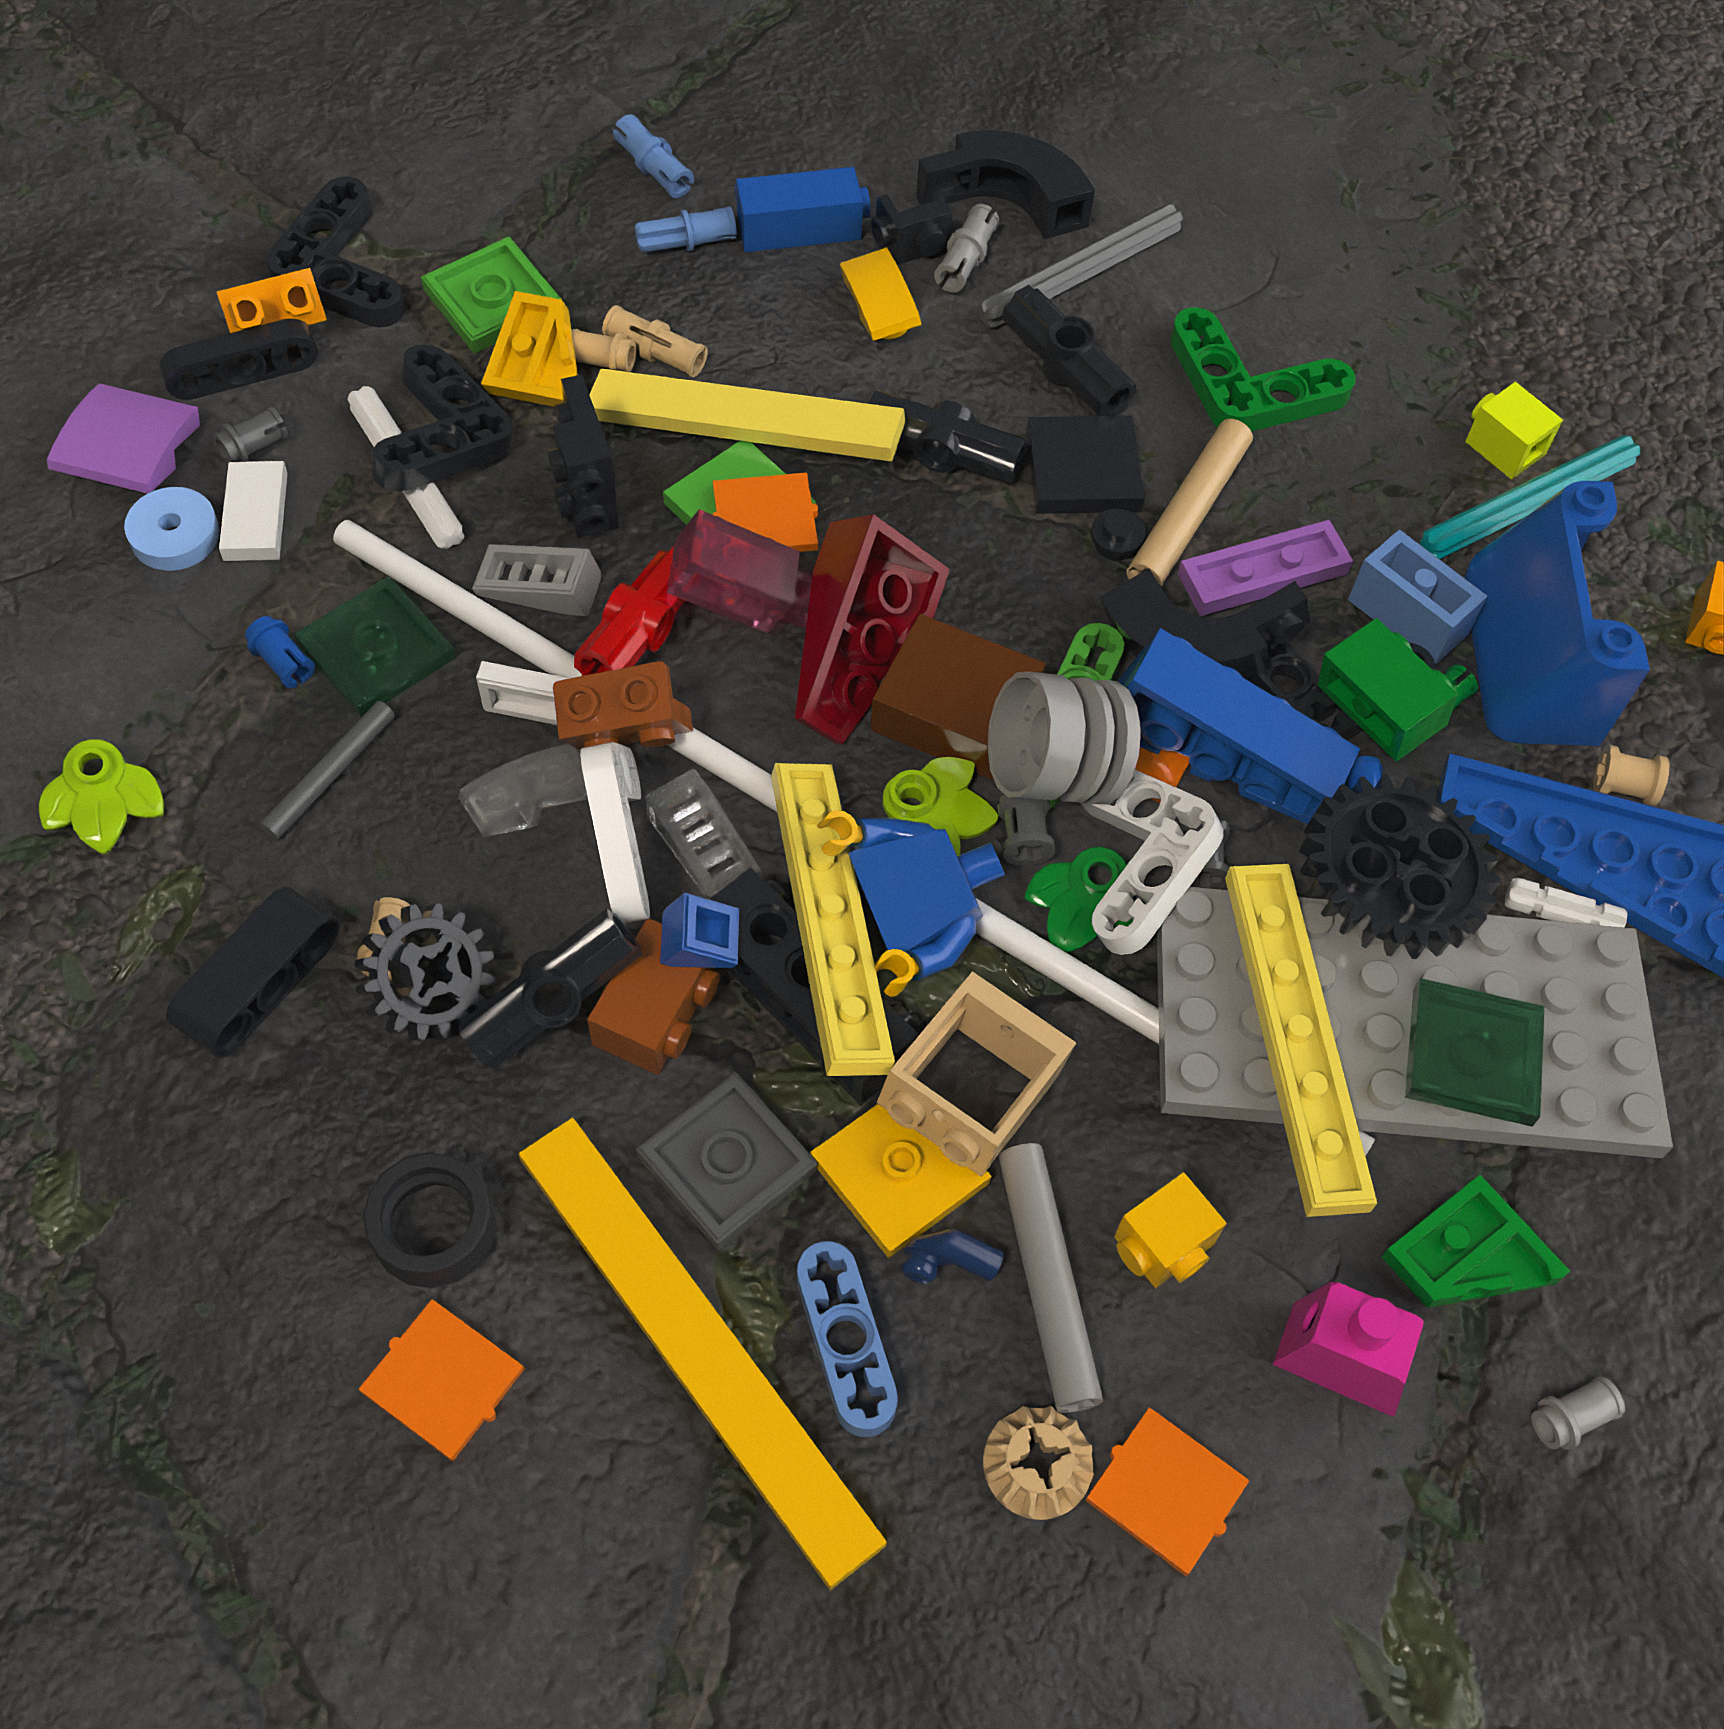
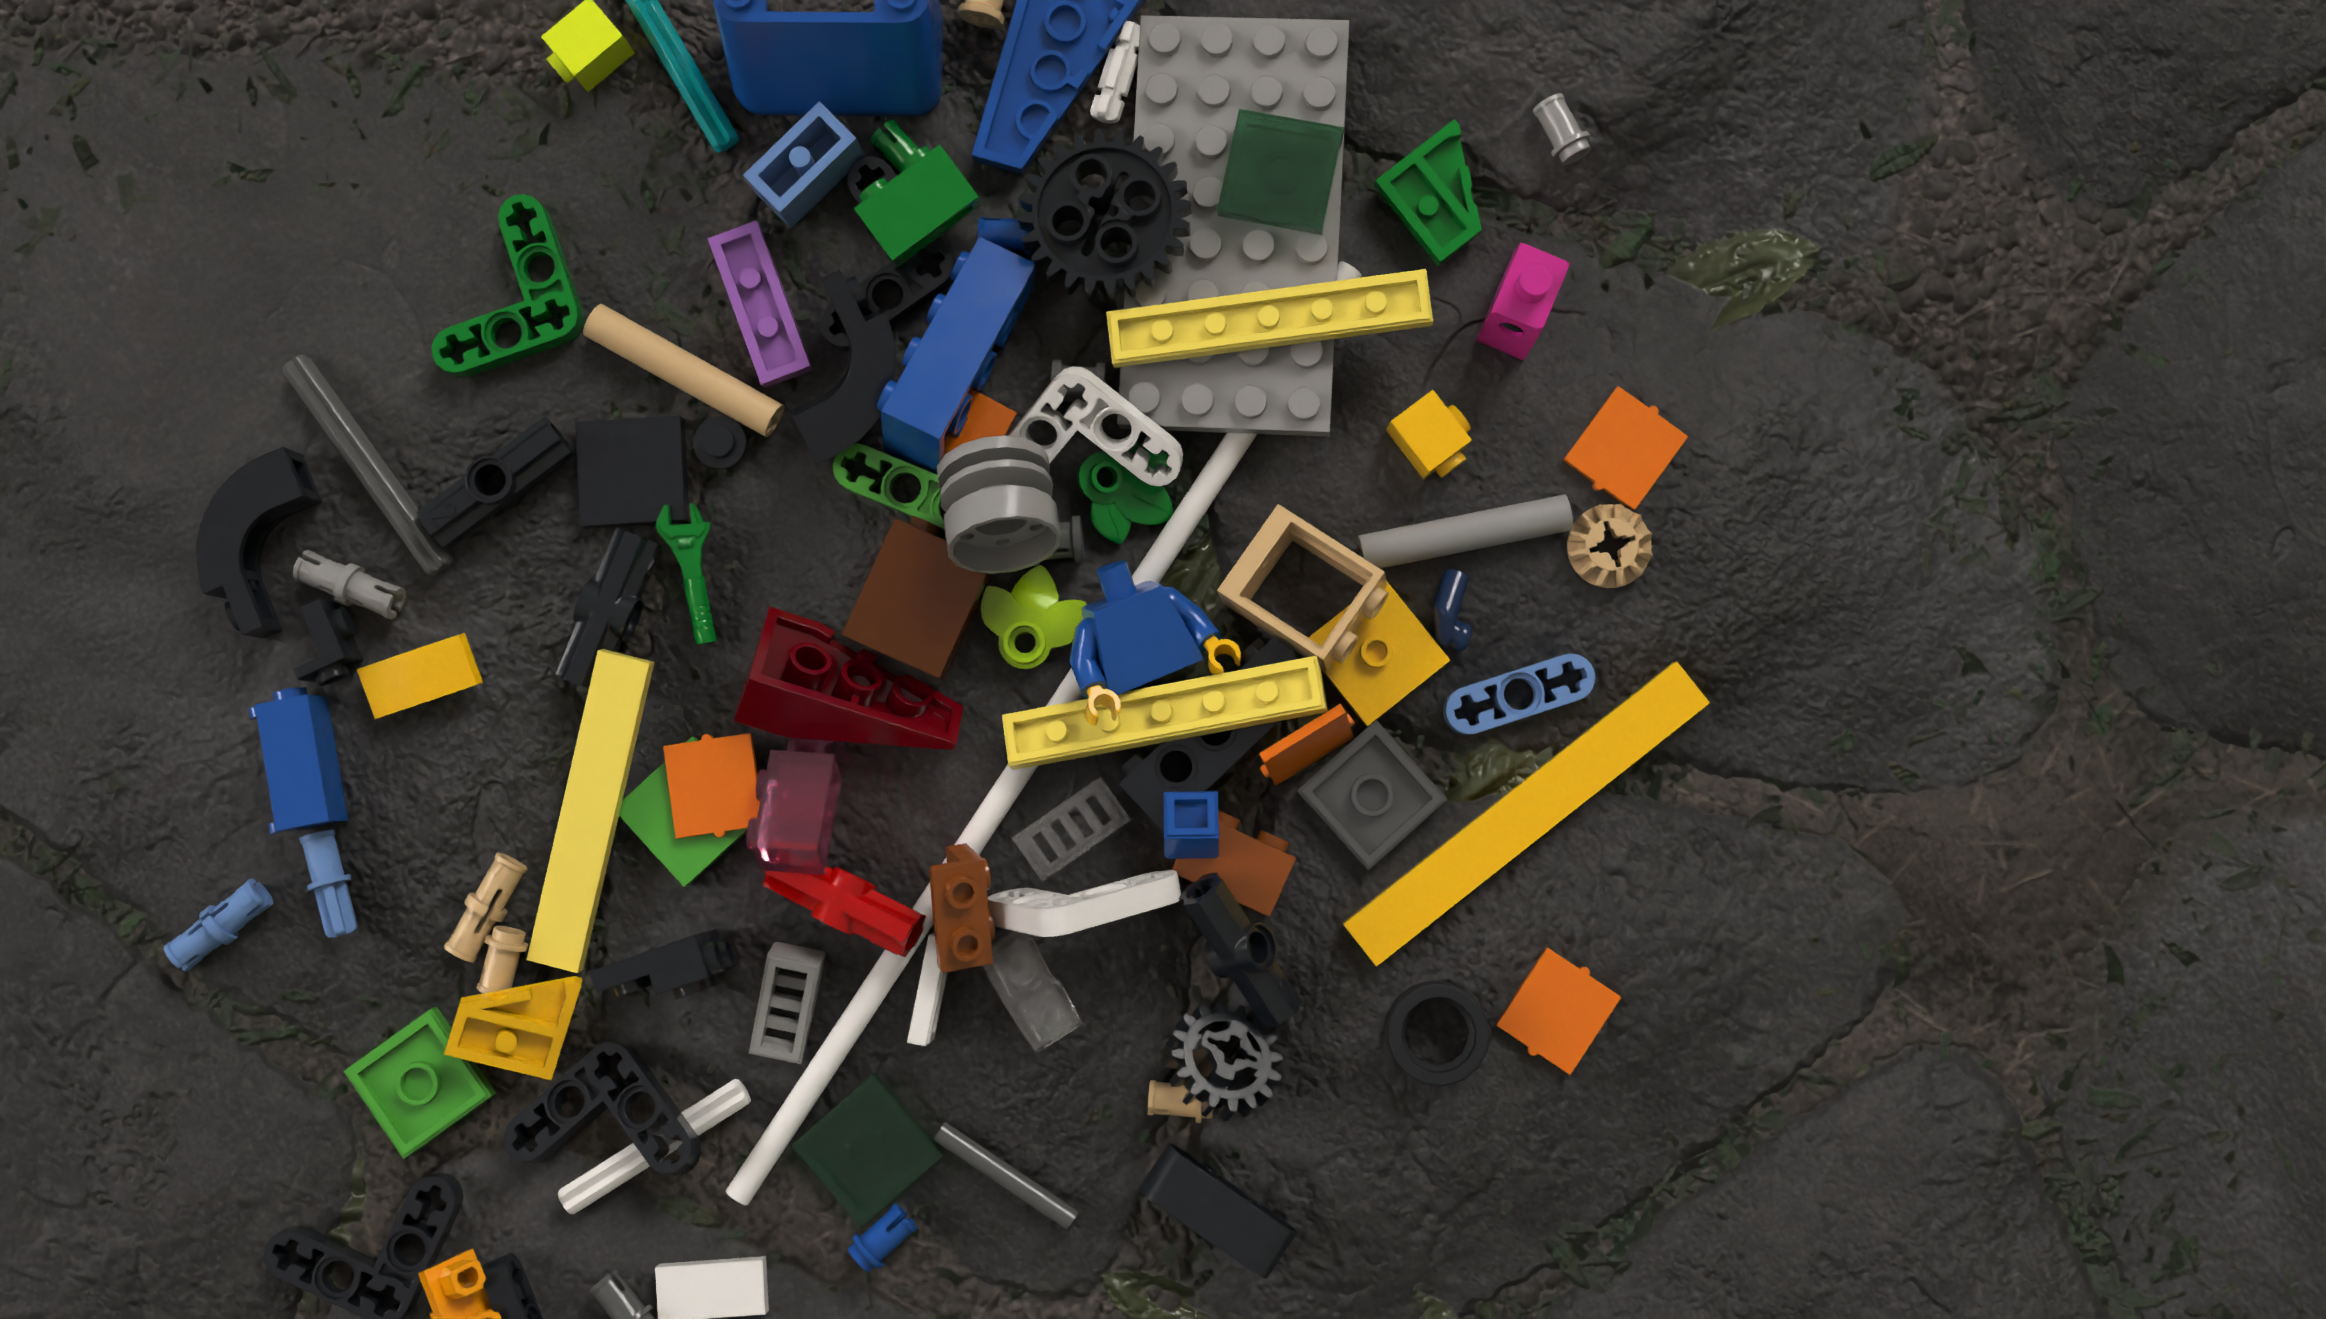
camera: 80 degrees left, 25 degrees up
(788, 1070) = (1307, 745): none -> orange piece
(1011, 500) = (687, 546): none -> green piece

